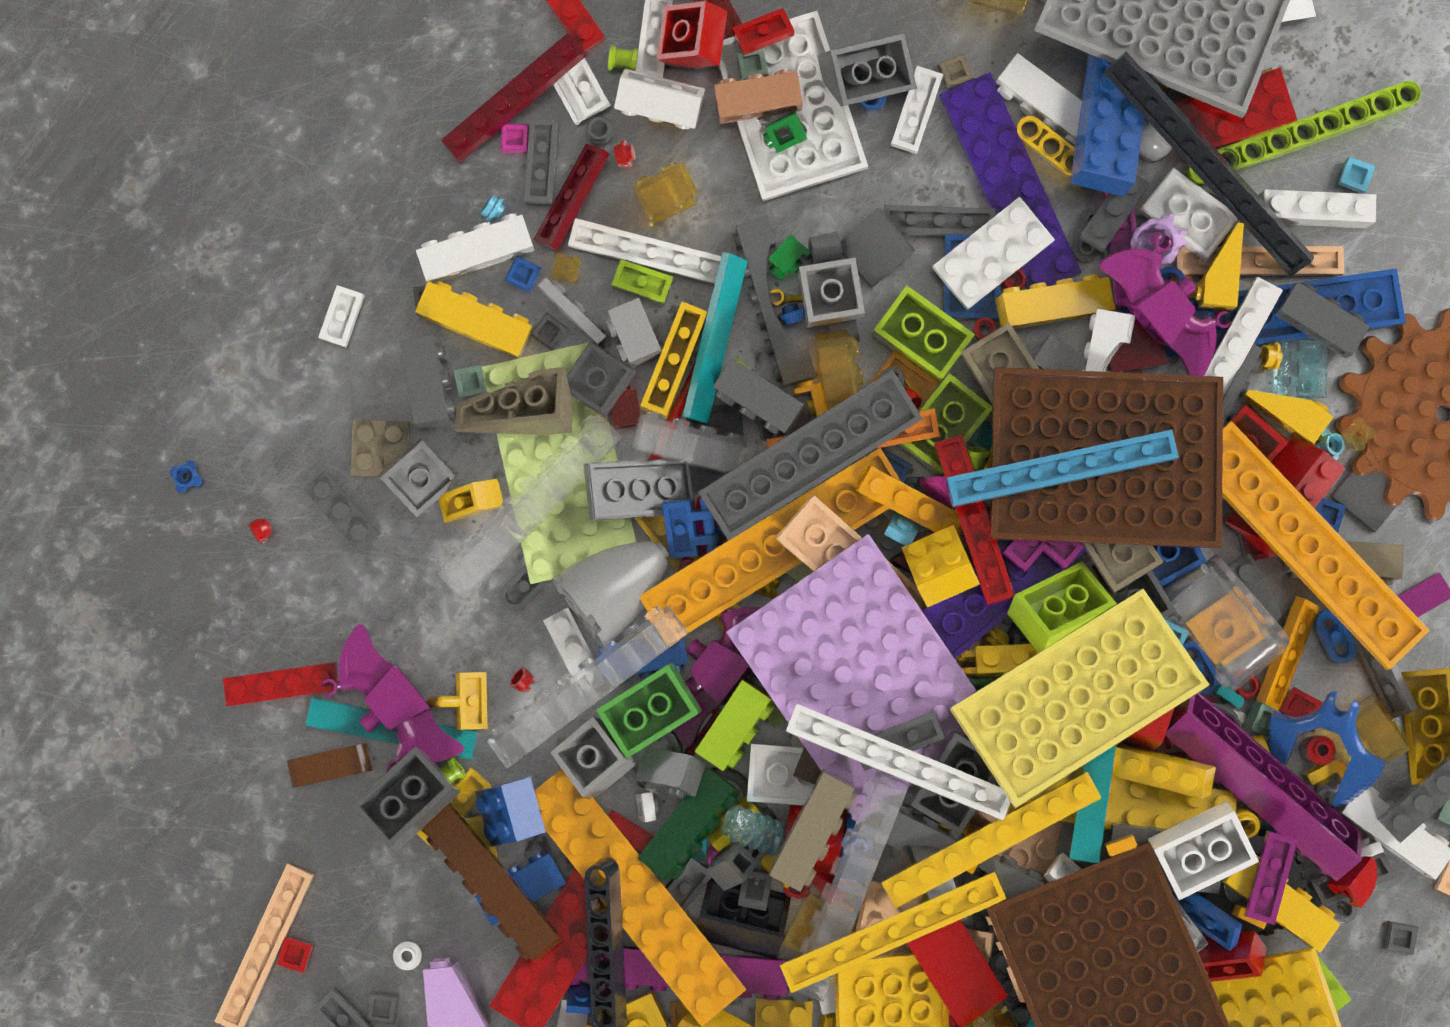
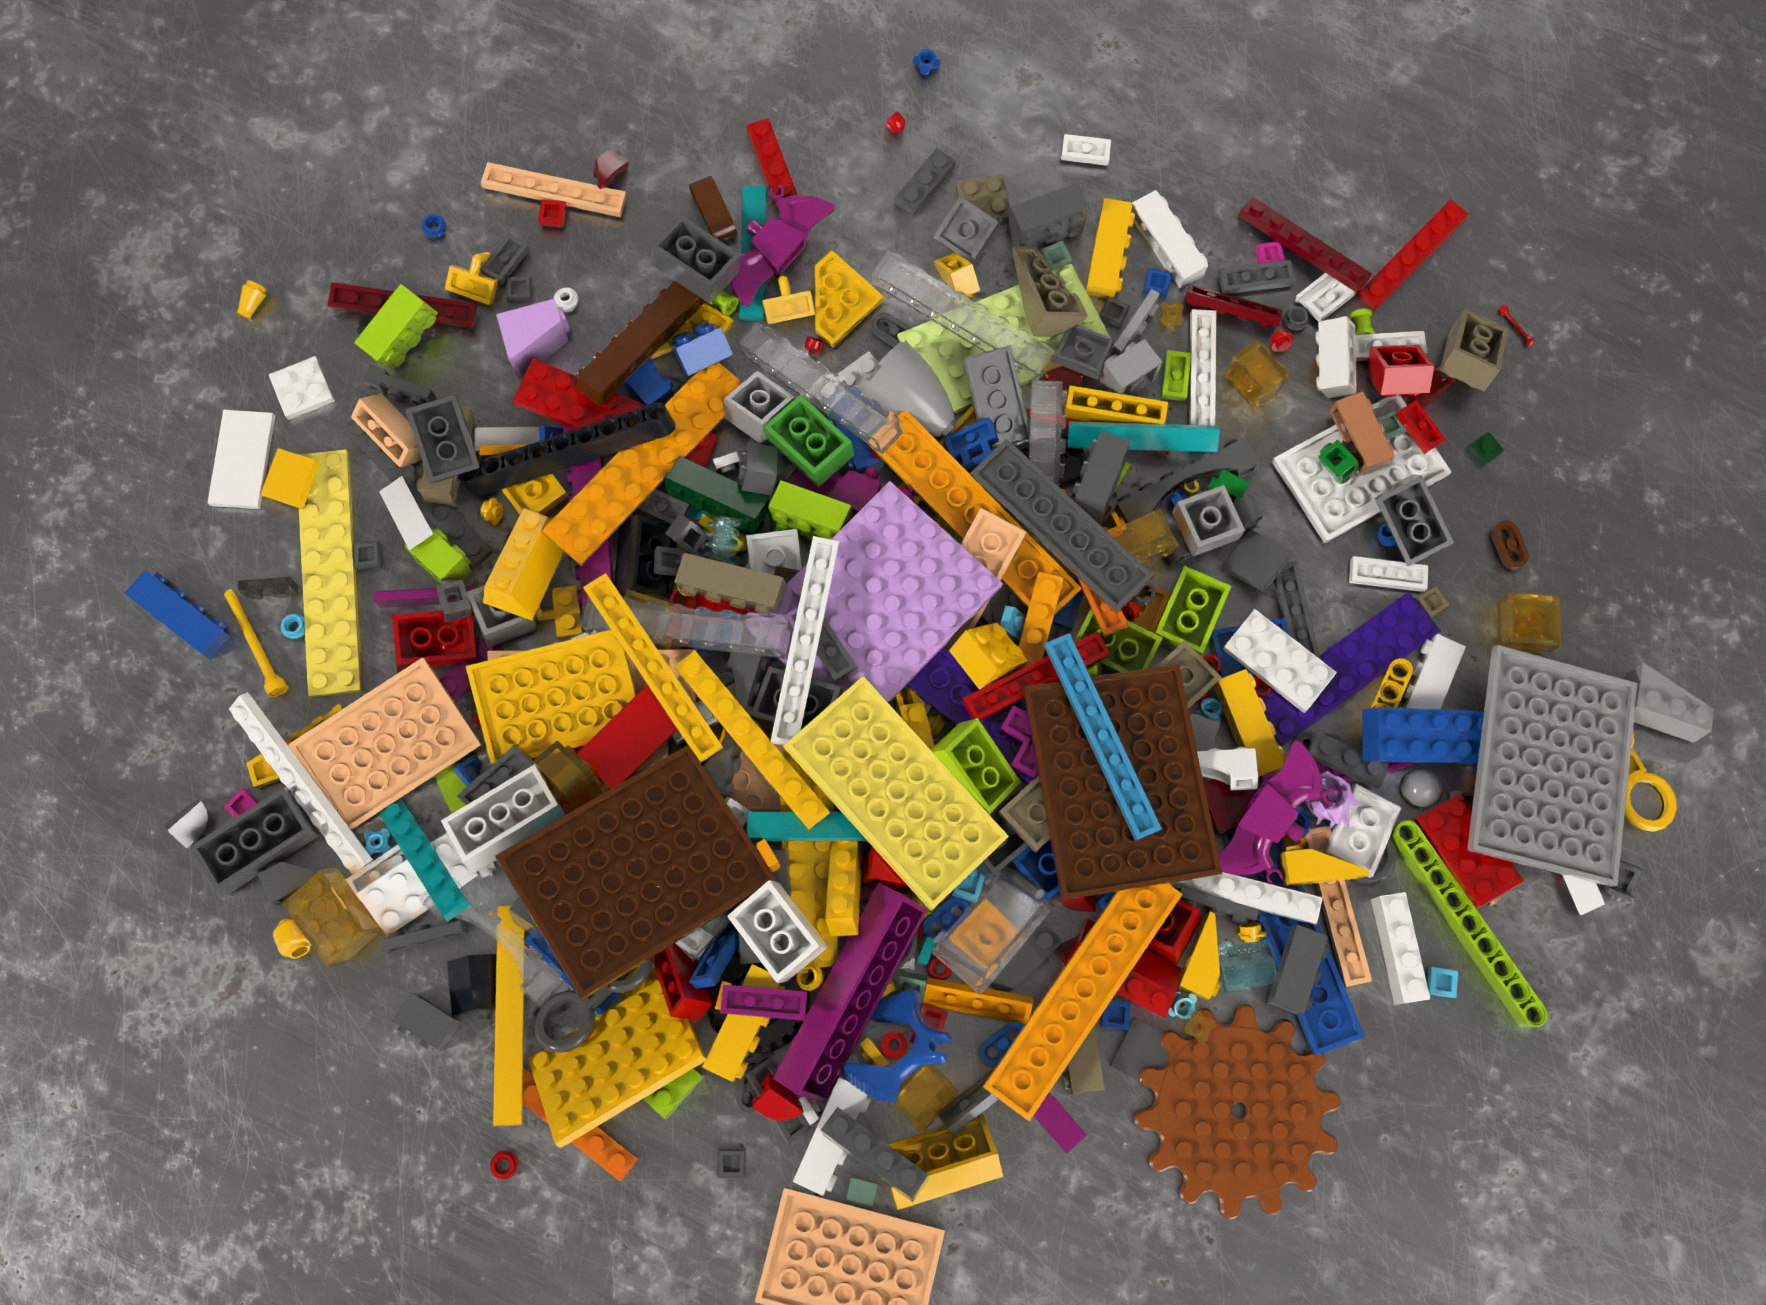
camera: 80 degrees right, 10 degrees down
(250, 879) = (608, 166): none -> slope
(472, 639) = (841, 299): none -> yellow plate
(492, 208) = (1206, 246): medium azure plate -> none
(1038, 338) = (1212, 705): none -> medium azure plate
(1208, 164) = (1414, 829): black plate -> none

